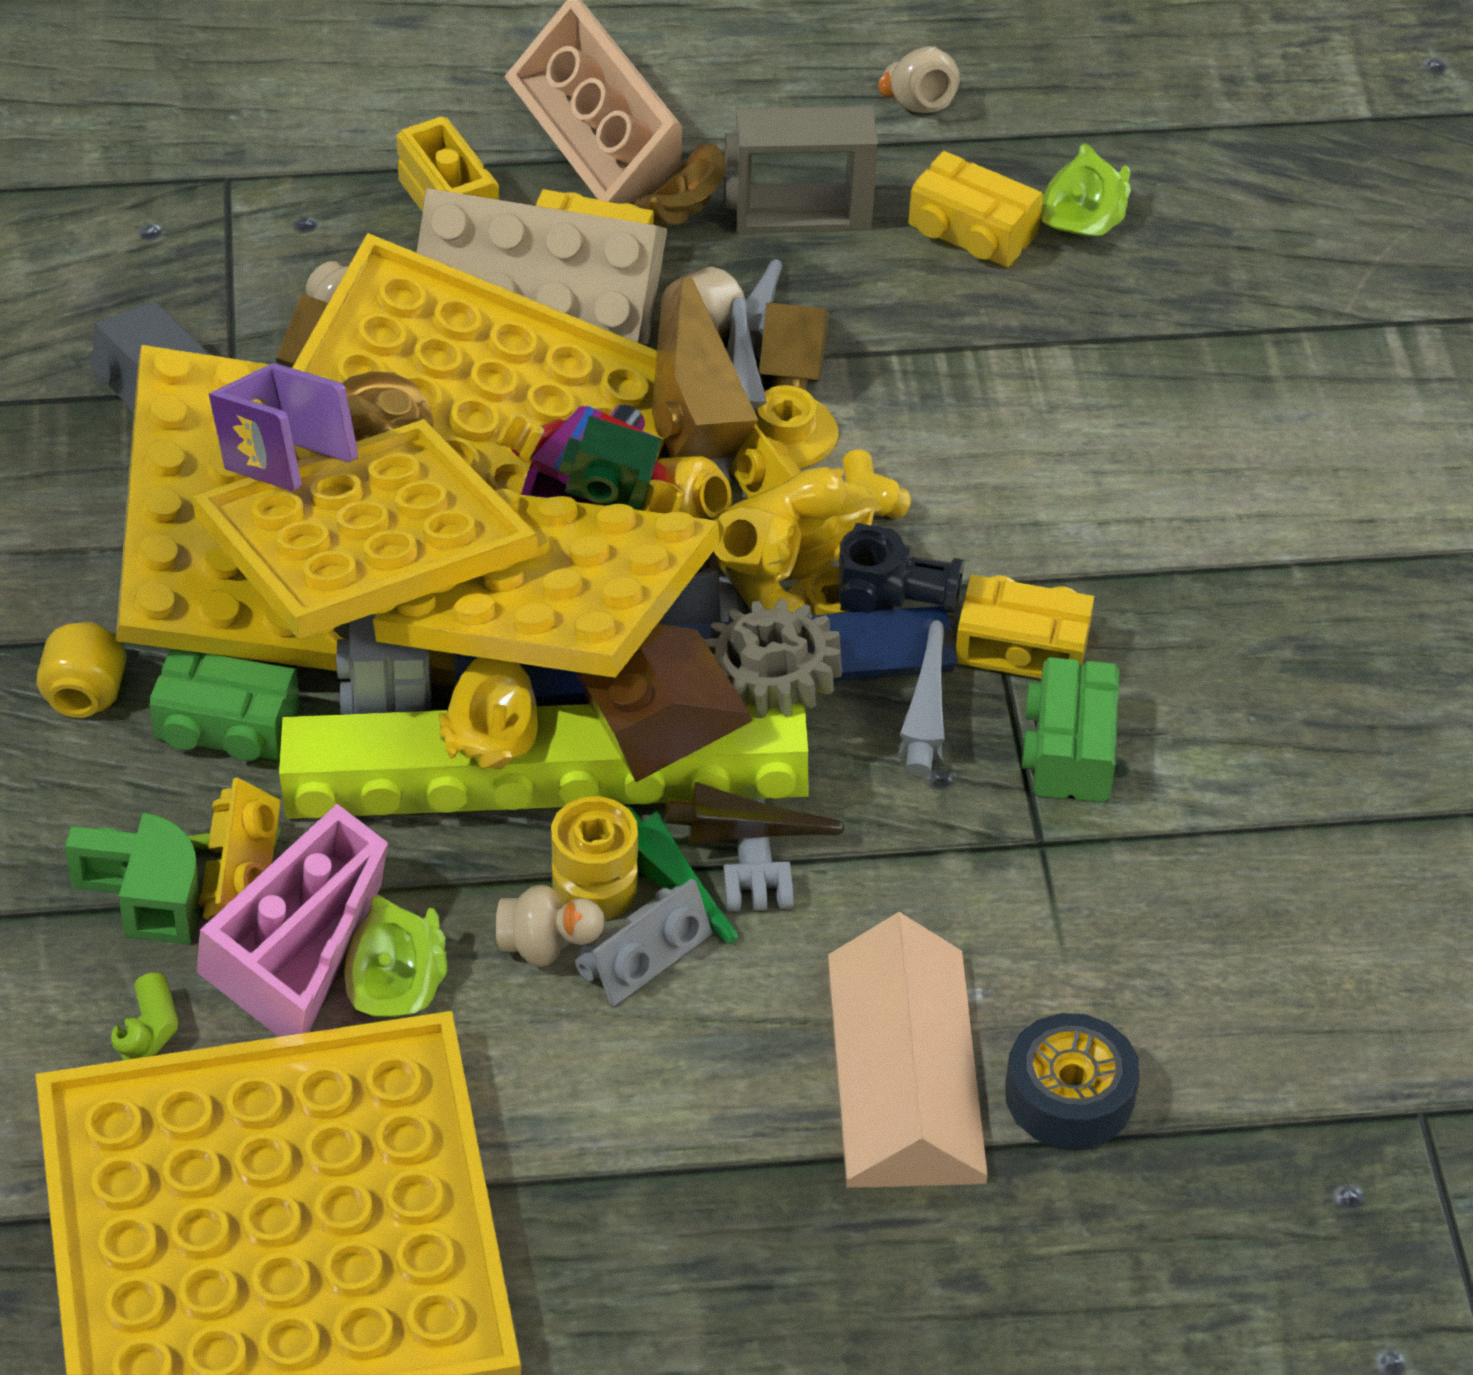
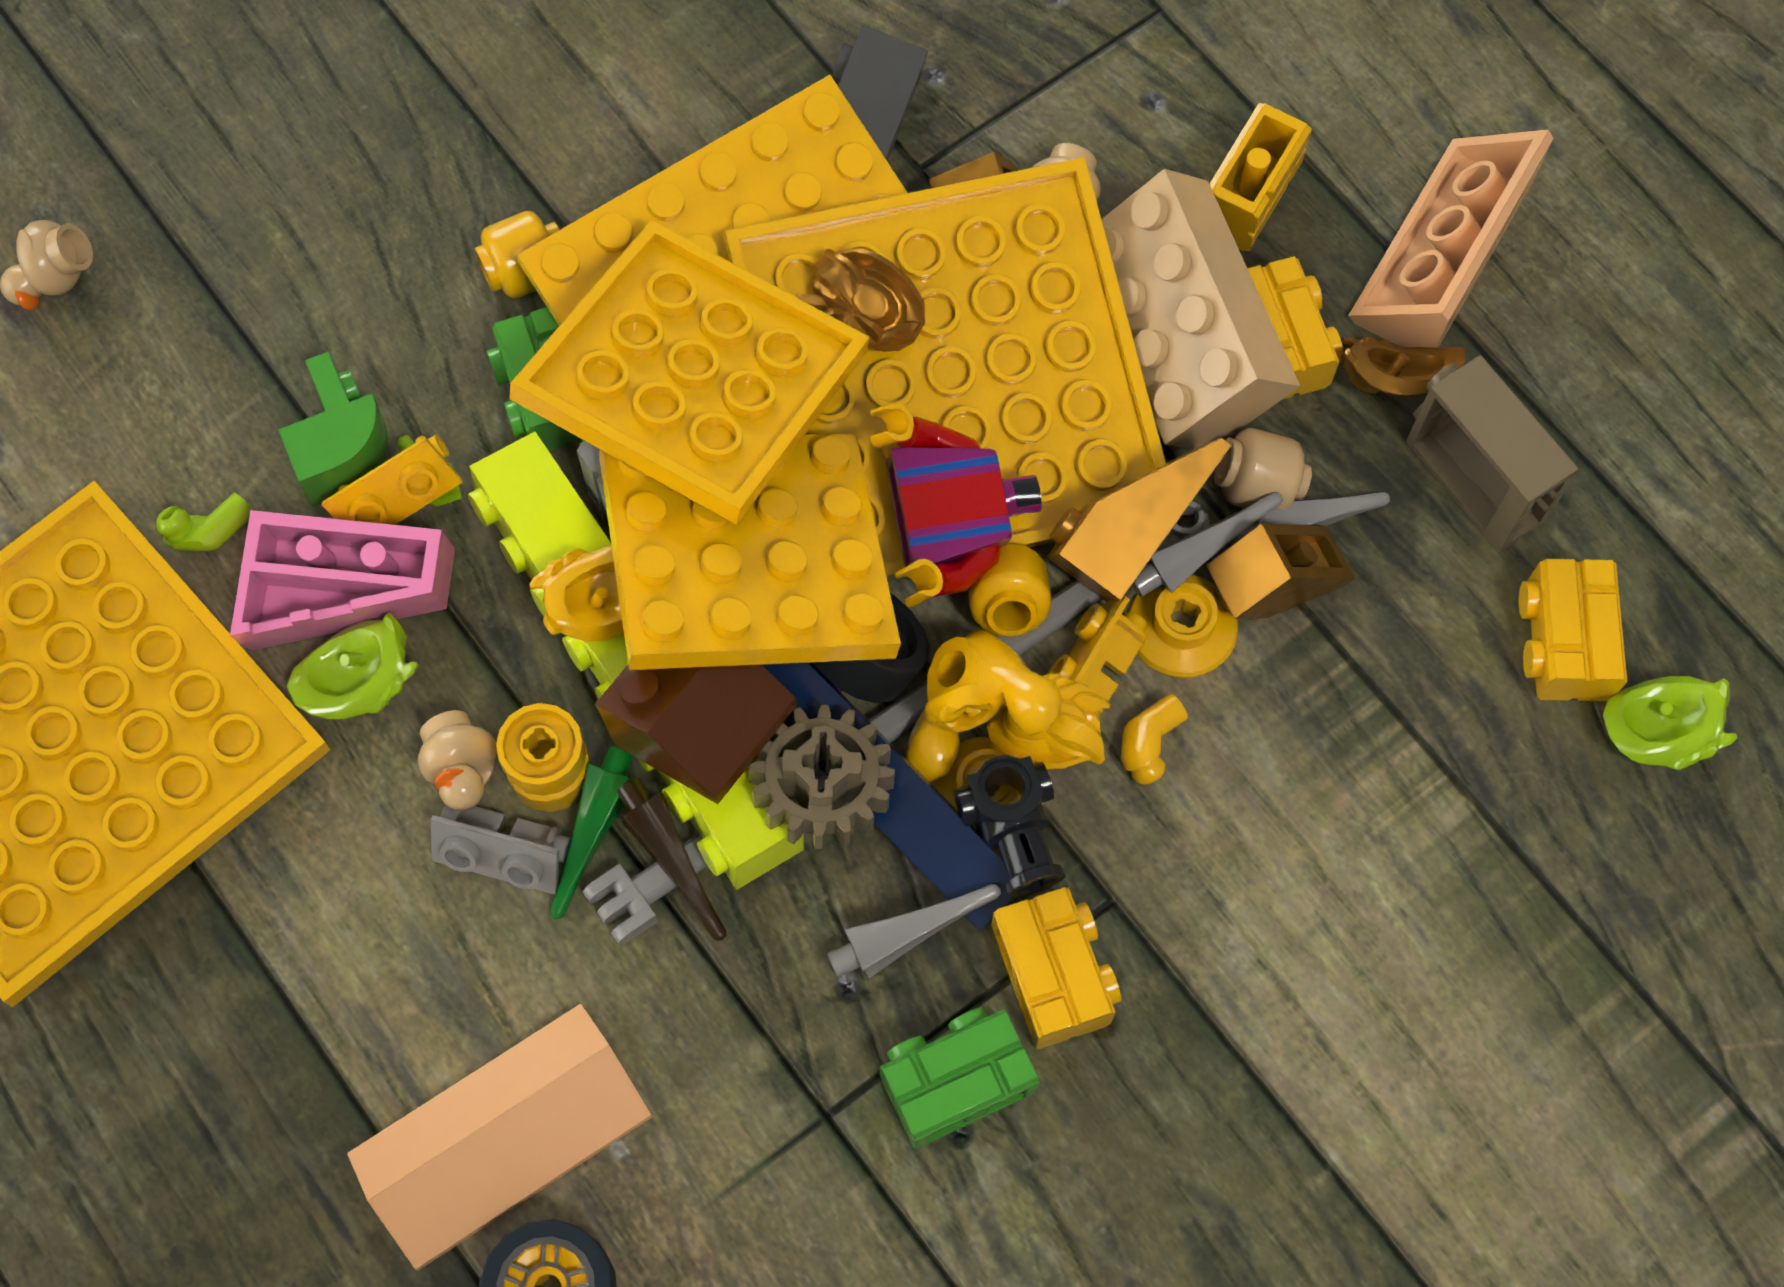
camera: 60 degrees right, 20 degrees up
(294, 411) = (729, 218): medium lavender piece -> none
(610, 463) = (913, 516): dark green brick -> none
(922, 80) = (1719, 487): tan animal -> none

